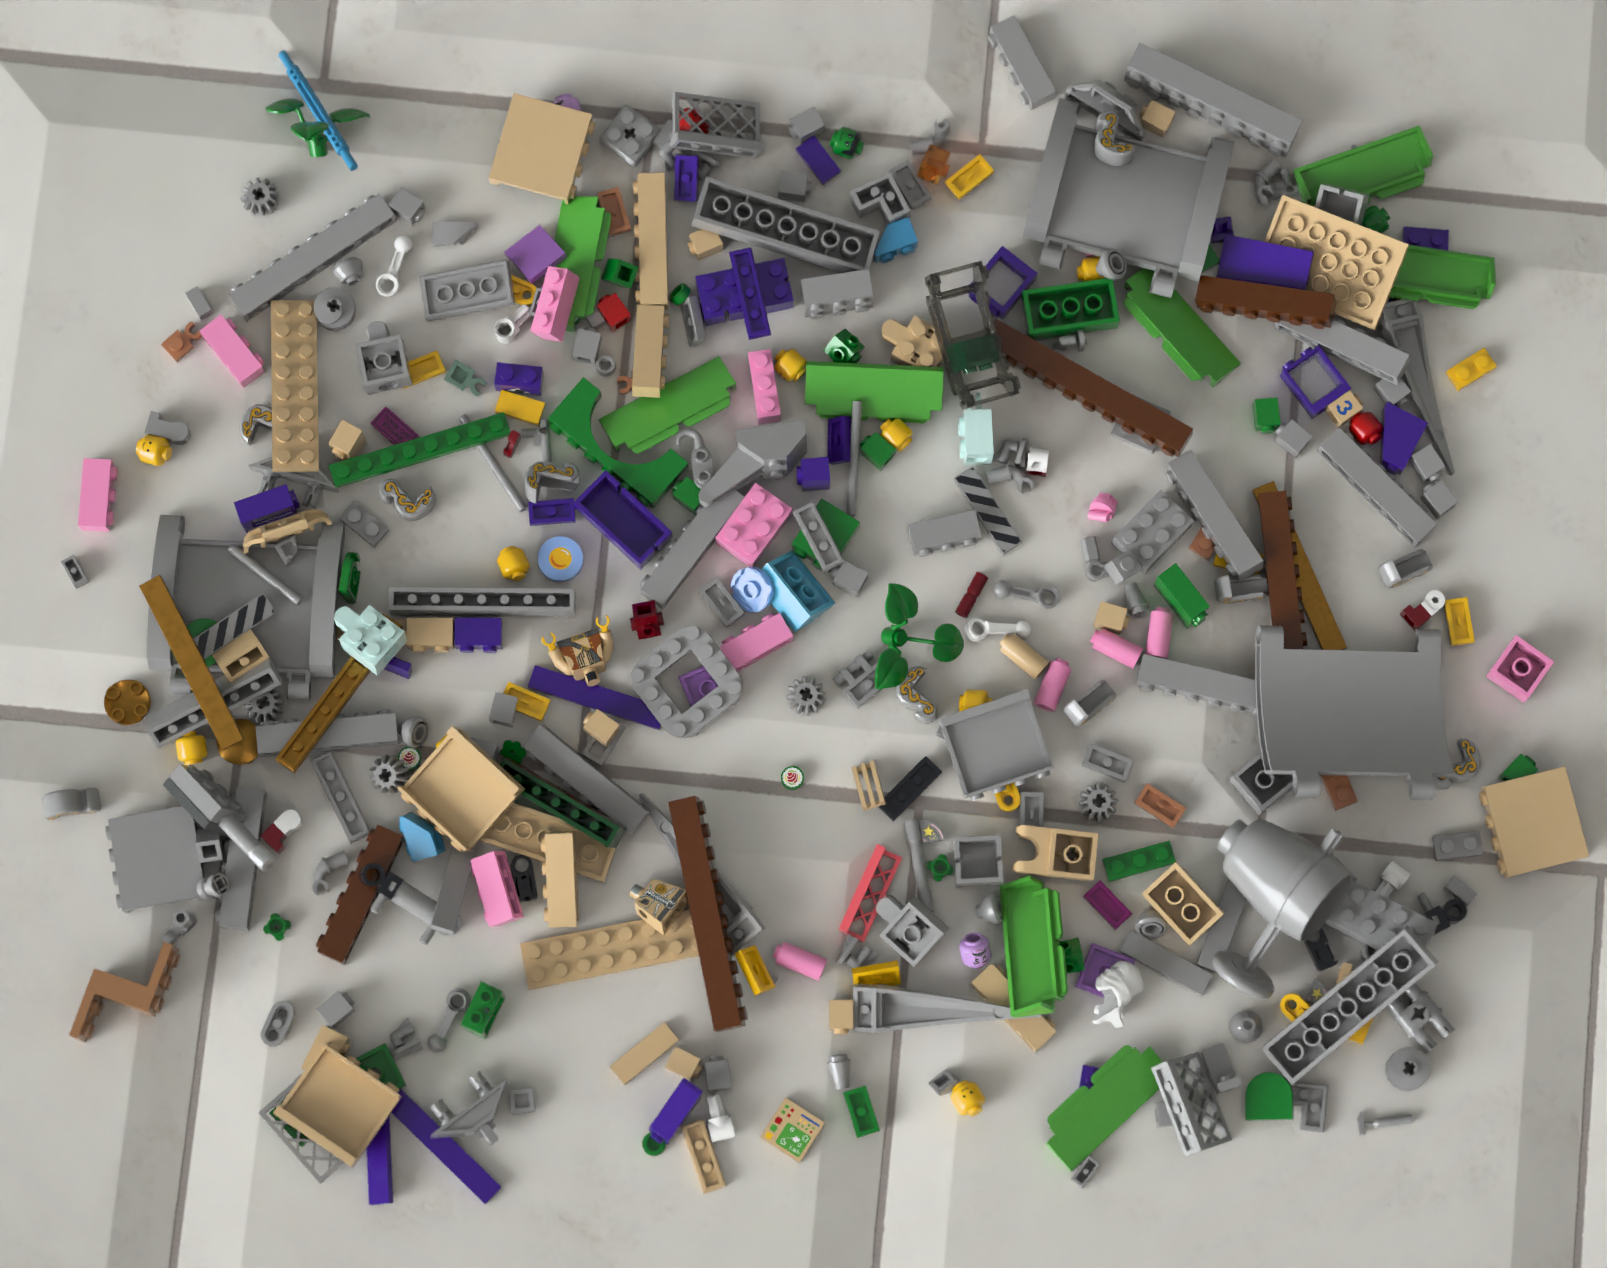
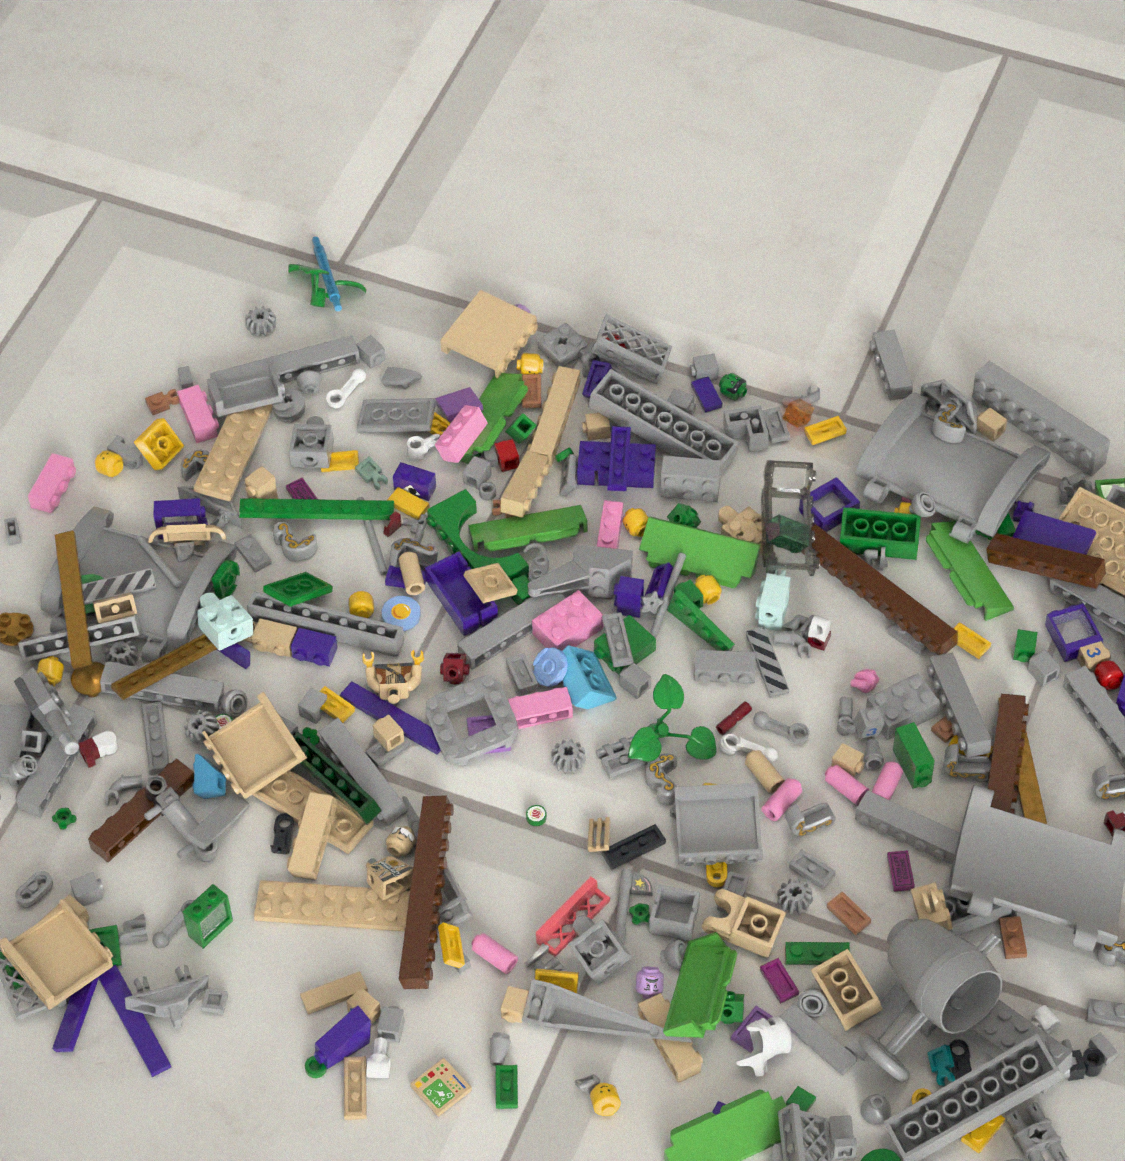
camera: 20 degrees right, 25 degrees down
(205, 411) = (159, 444): none -> yellow brick
(283, 313) = (246, 393): none -> light grey panel
(436, 567) = (297, 589): none -> green tile
(496, 888) = (256, 832): bright pink brick -> none
(559, 510) = (411, 573): none -> tan brick
(601, 175) = (530, 364): none -> yellow head
(654, 503) = (490, 582): none -> tan tile
(657, 854) = (400, 841): none -> tan head
(840, 474) = (647, 599): none -> light grey plate
(896, 240) = (750, 458): dark azure slope -> none
(901, 485) = (698, 622): none -> green wing
(1167, 1039) = (802, 1098): none -> green tile
(1200, 737) = (900, 871): none -> magenta tile
(1203, 422) = (971, 641): none -> yellow plate
(1253, 799) = (931, 905): none -> tan brick
(1299, 955) = (940, 1062): none -> teal plate

